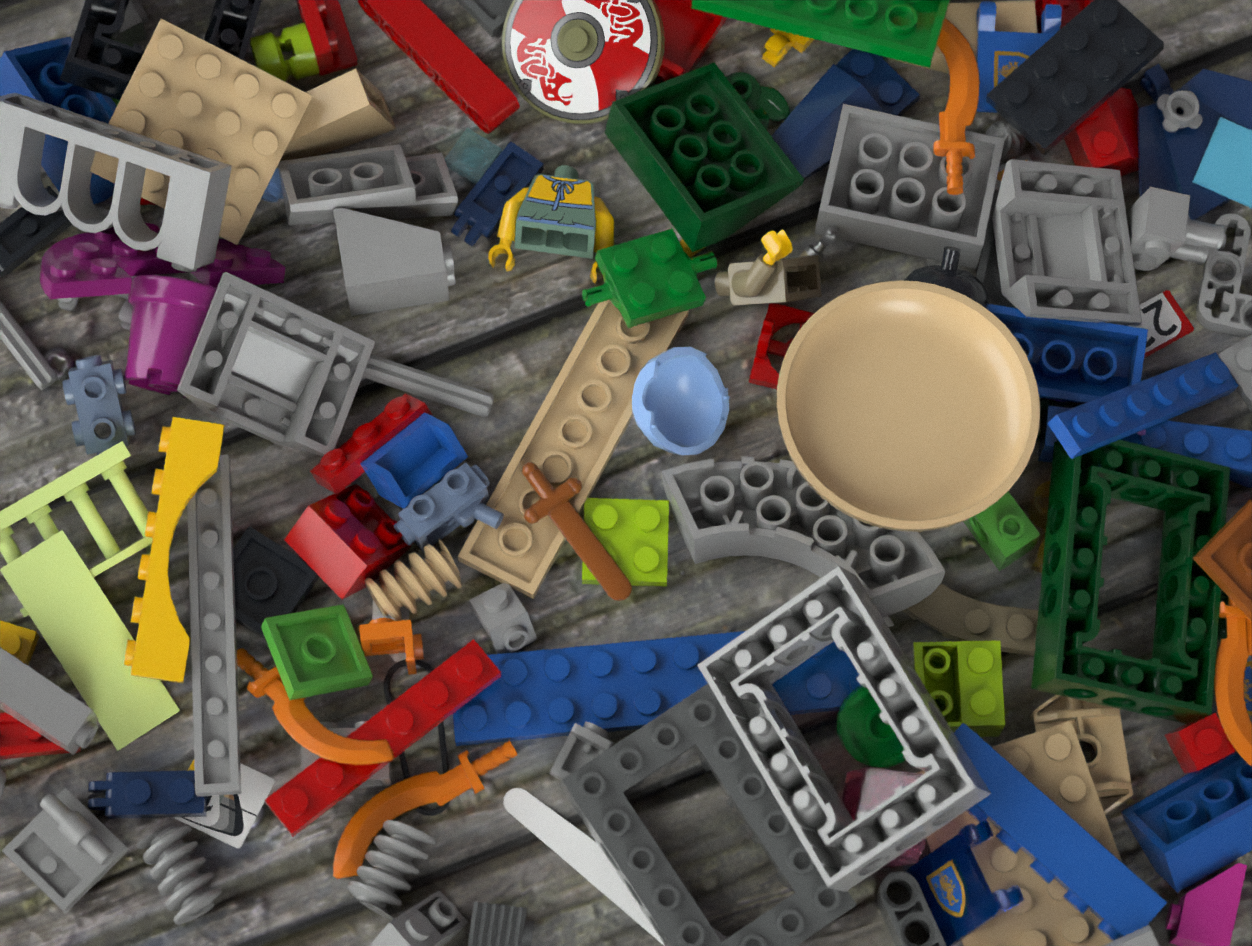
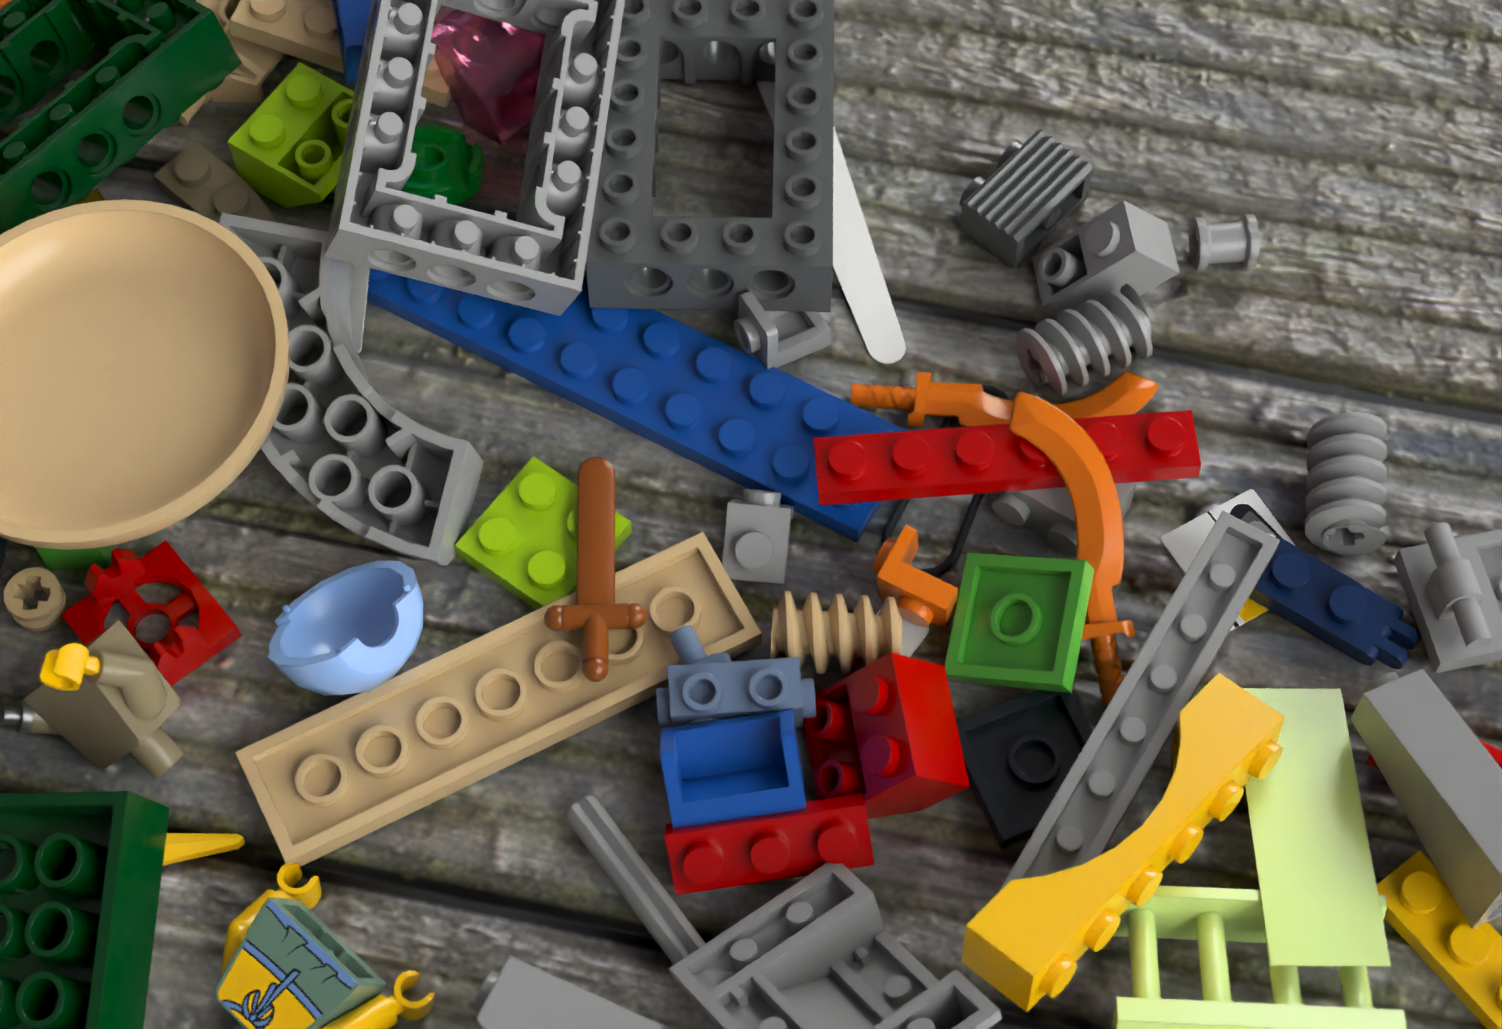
camera: 140 degrees left, 10 degrees down
(649, 278) = (252, 814): green plate -> none

